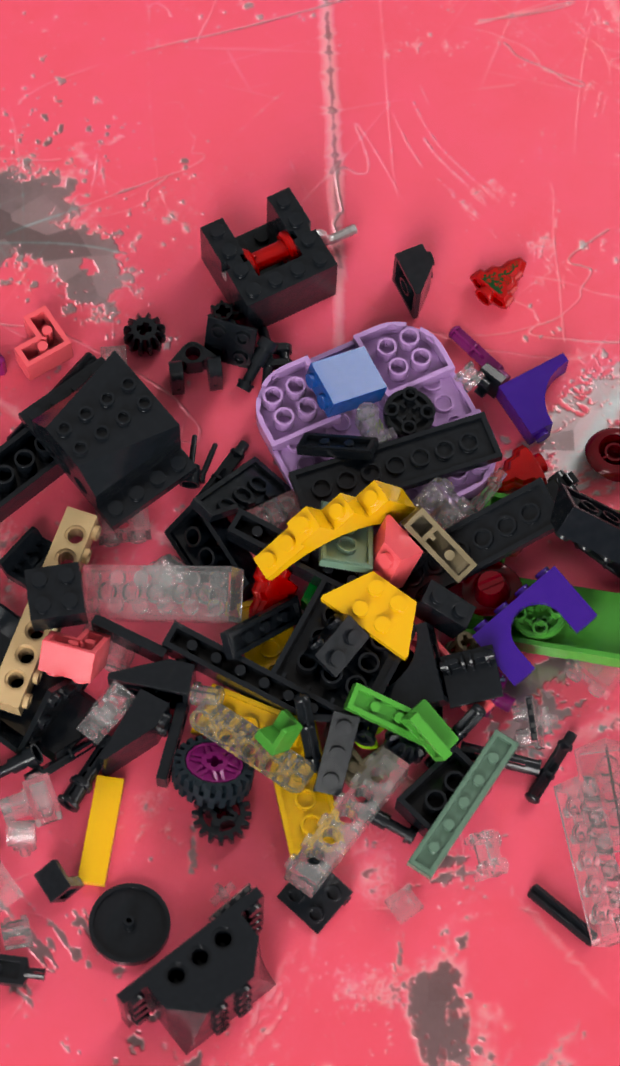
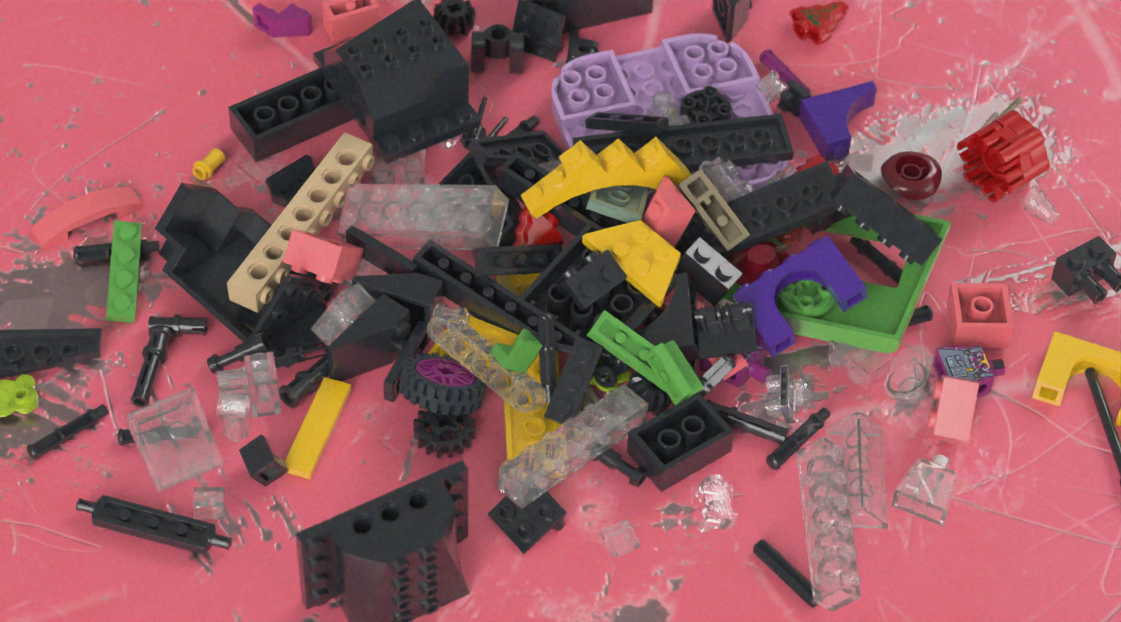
camera: 10 degrees right, 15 degrees down
(56, 596) = (315, 200): black brick -> none
(129, 924) = (320, 500): black piece -> none
(258, 360) = (571, 38): black piece -> none
(345, 381) = (645, 70): brick -> none
(462, 804) = (696, 445): sand green tile -> none

